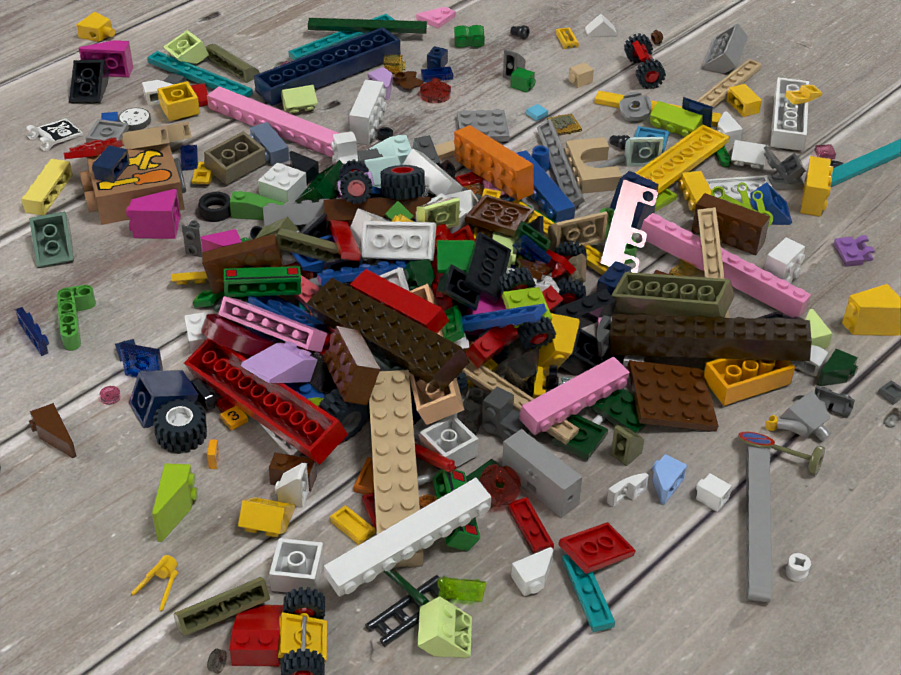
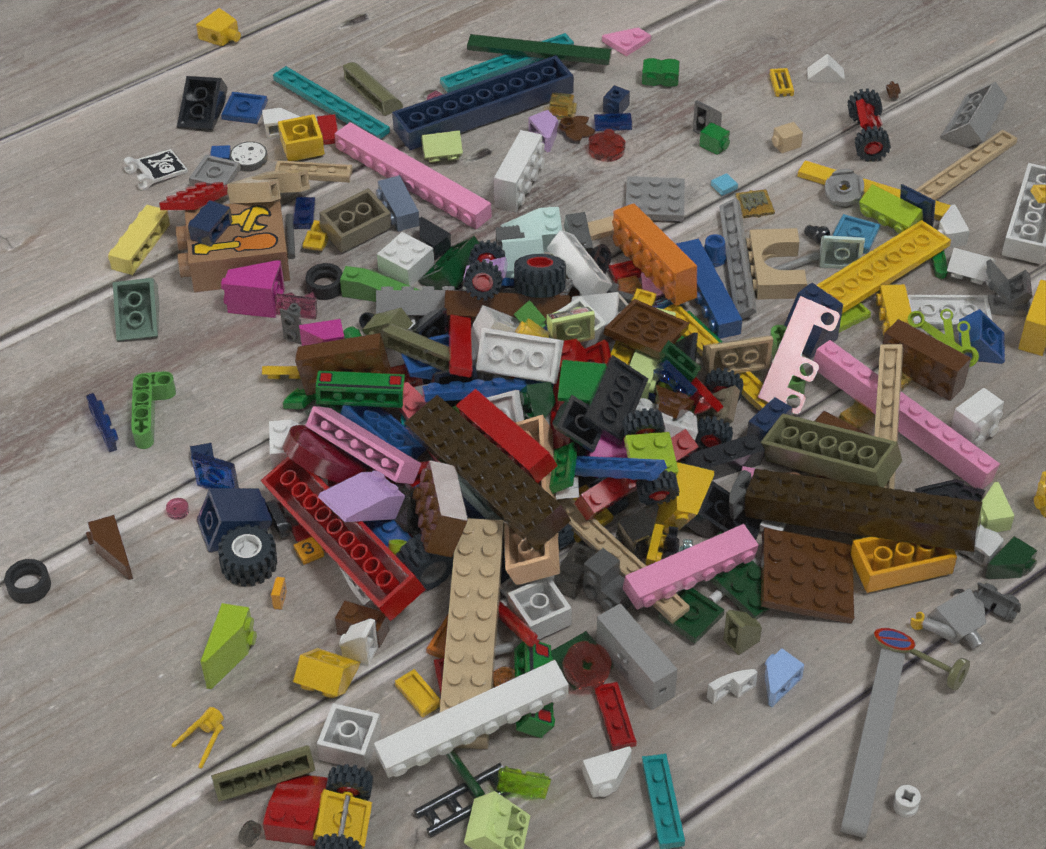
camera: 10 degrees right, 5 degrees up
(115, 53) = (234, 69): dark pink slope -> none
(125, 84) = (244, 107): none -> blue tile
(174, 79) = (301, 107): dark grey tile -> none
(187, 48) = (320, 66): yellowish green slope -> none
(200, 126) = (319, 171): none -> tan tile
(205, 225) = (307, 304): none -> clear pink tile
(344, 147) = (483, 220): white brick -> none
(384, 133) = (537, 199): black tile -> none
(520, 31) = (727, 70): black piece -> none
(596, 547) = (682, 751): red tile -> none
(713, 492) = (829, 699): white brick -> none
(744, 100) = (982, 188): yellow brick -> none

